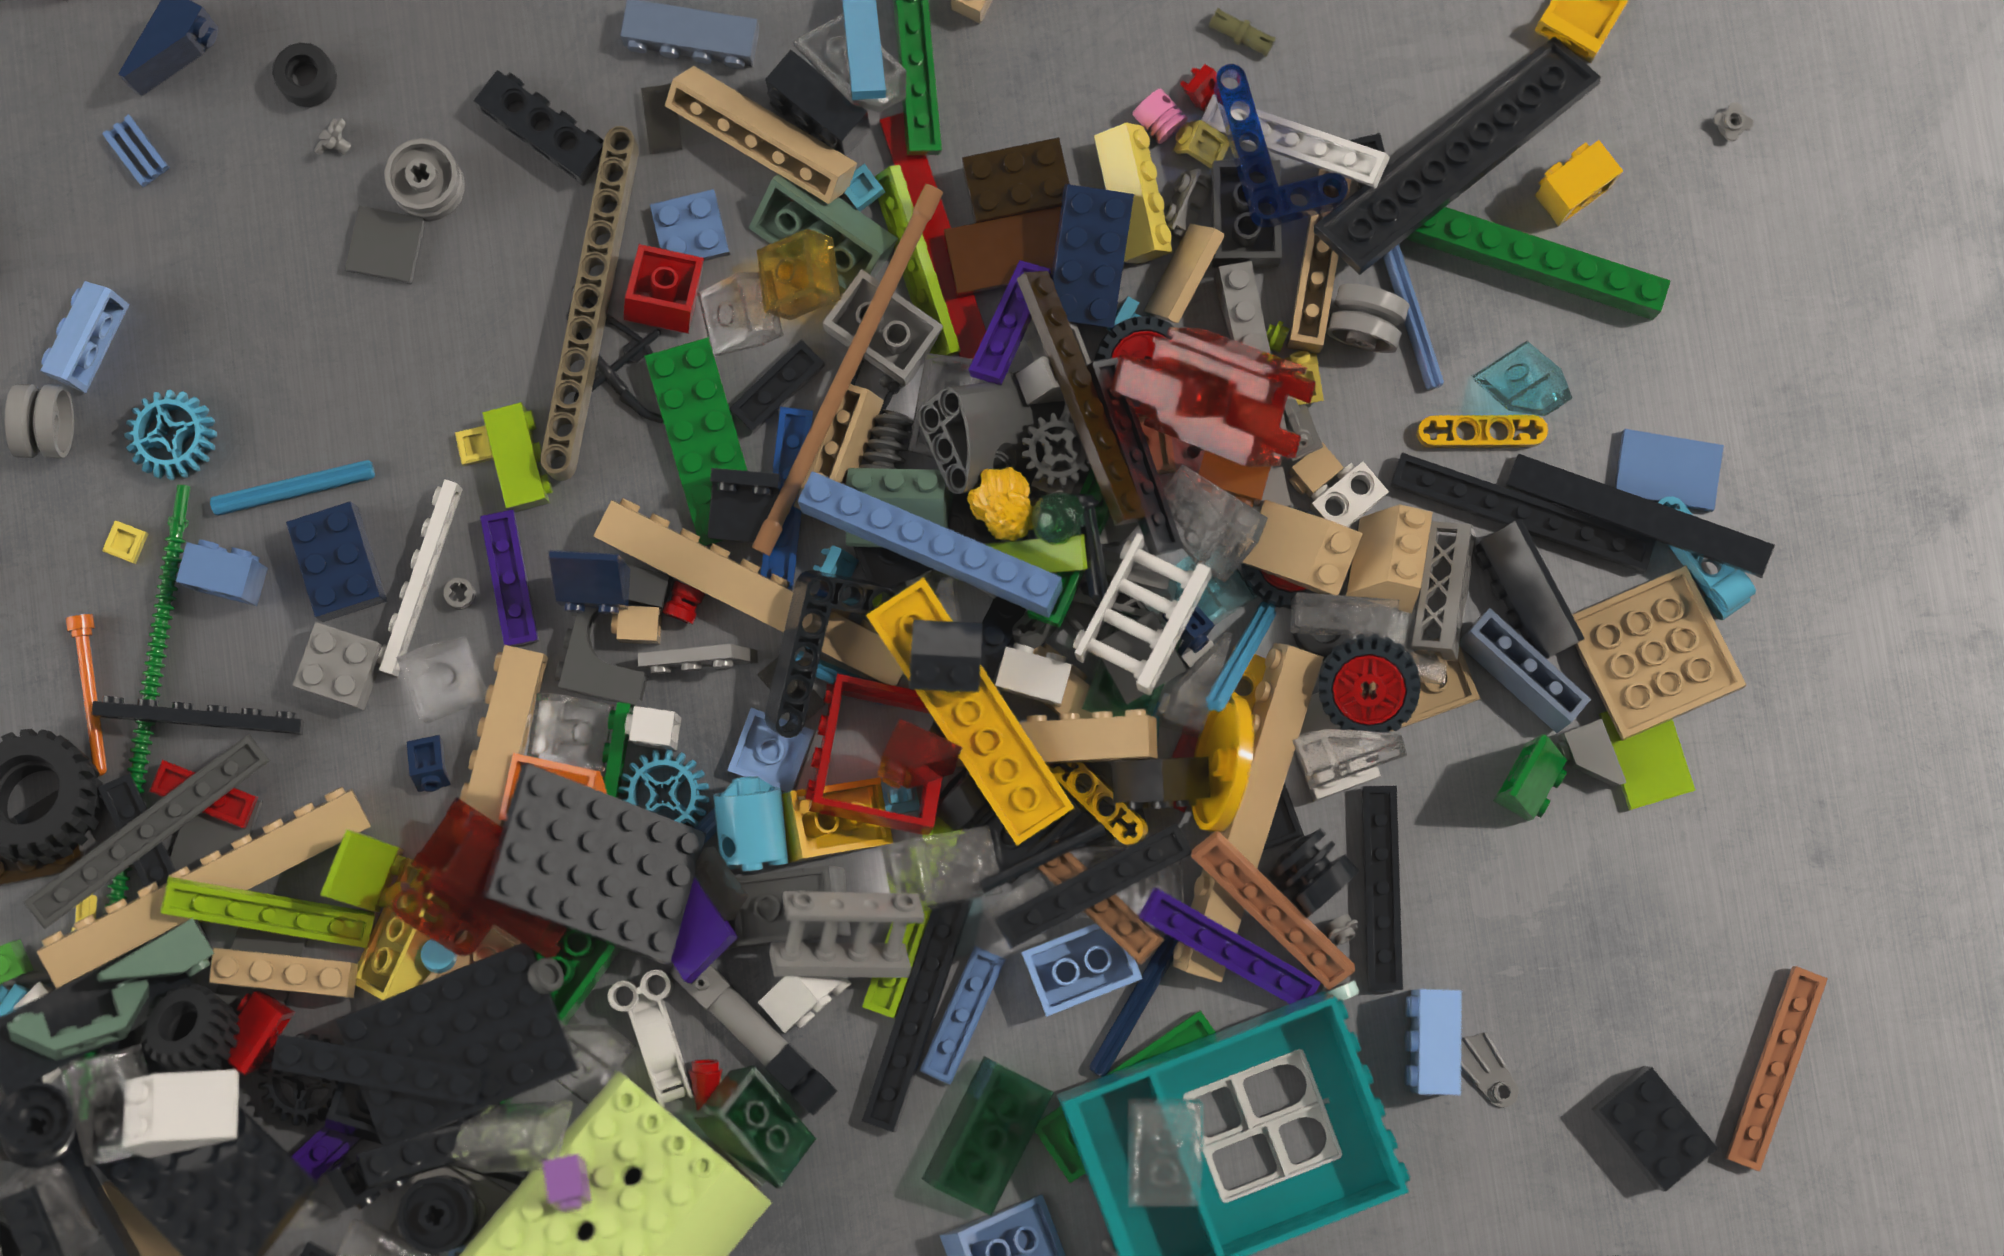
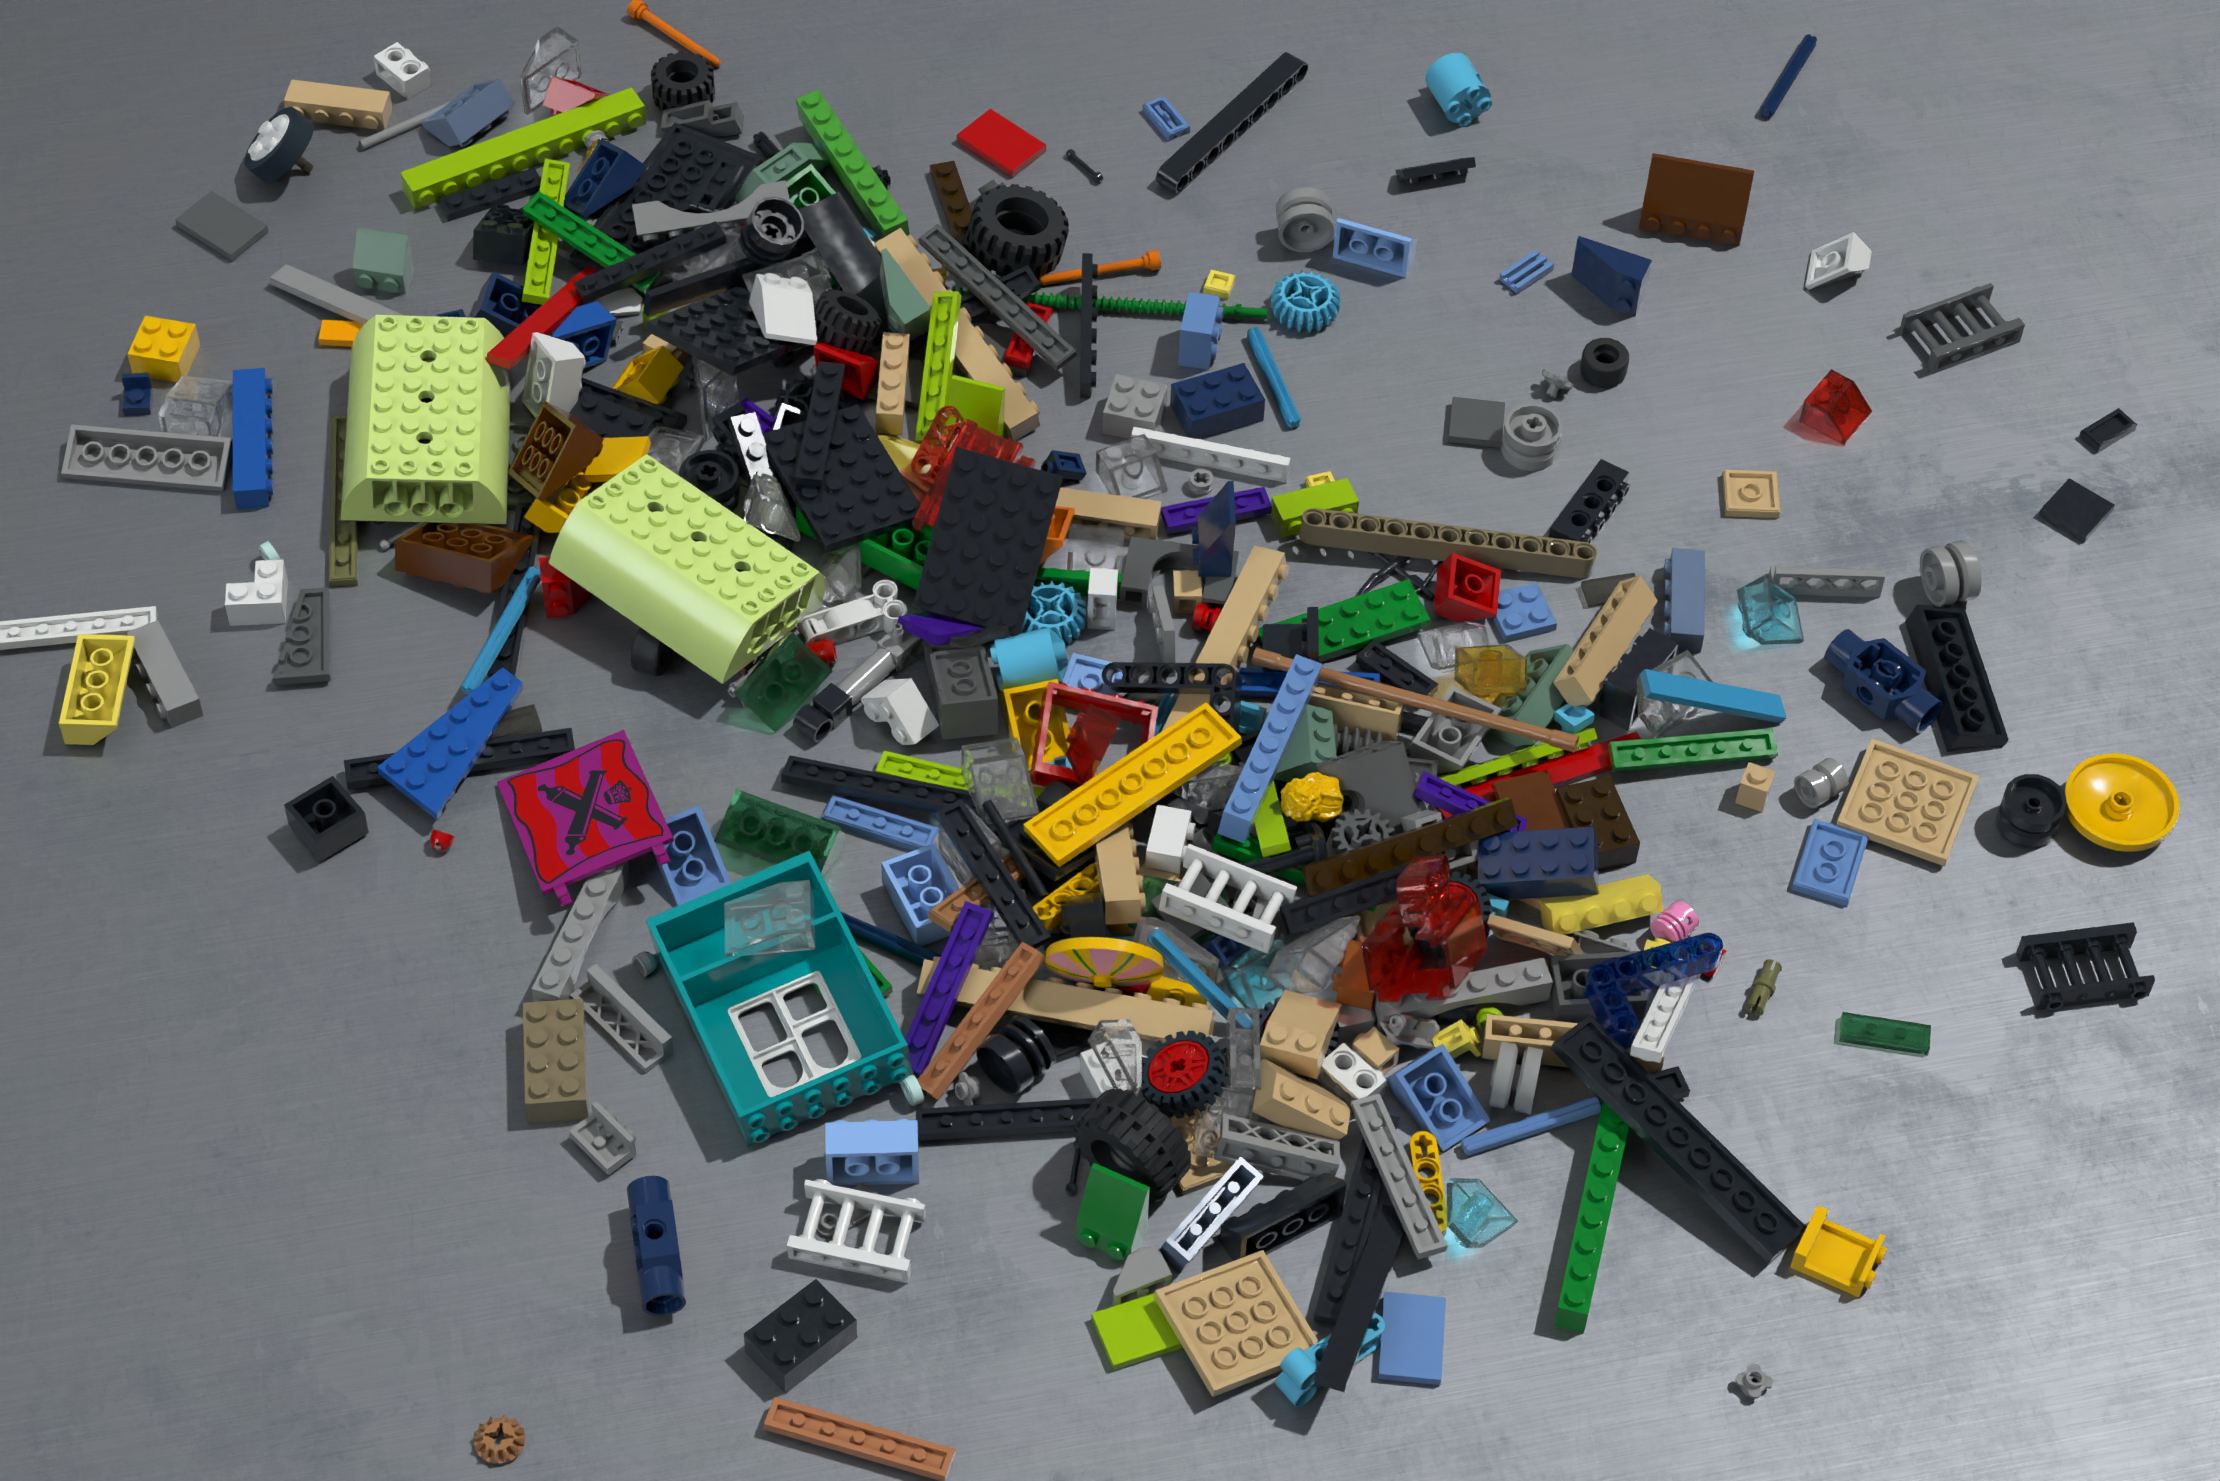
camera: 85 degrees right, 30 degrees down
(33, 1032) = (862, 284): sand green slope -> none
(437, 957) = (905, 469): medium azure tile -> none
(545, 975) = (898, 523): dark grey tile -> none
(567, 1183) = (736, 520): medium lavender brick -> none
(845, 959) = (921, 709): light grey fence -> none
(946, 655) = (1175, 751): black slope -> none
(1057, 517) = (1304, 821): clear green hair -> none
(1375, 408) = (1438, 1097): none -> medium blue slope
(1460, 749) = (1133, 1141): none -> black tyre
(1467, 821) = (1071, 1188): none -> black hinge
(1486, 461) = (1398, 1176): none -> light grey plate
(1558, 1054) = (864, 1259): none -> white fence
(1579, 182) = (1669, 1240): yellow brick -> none

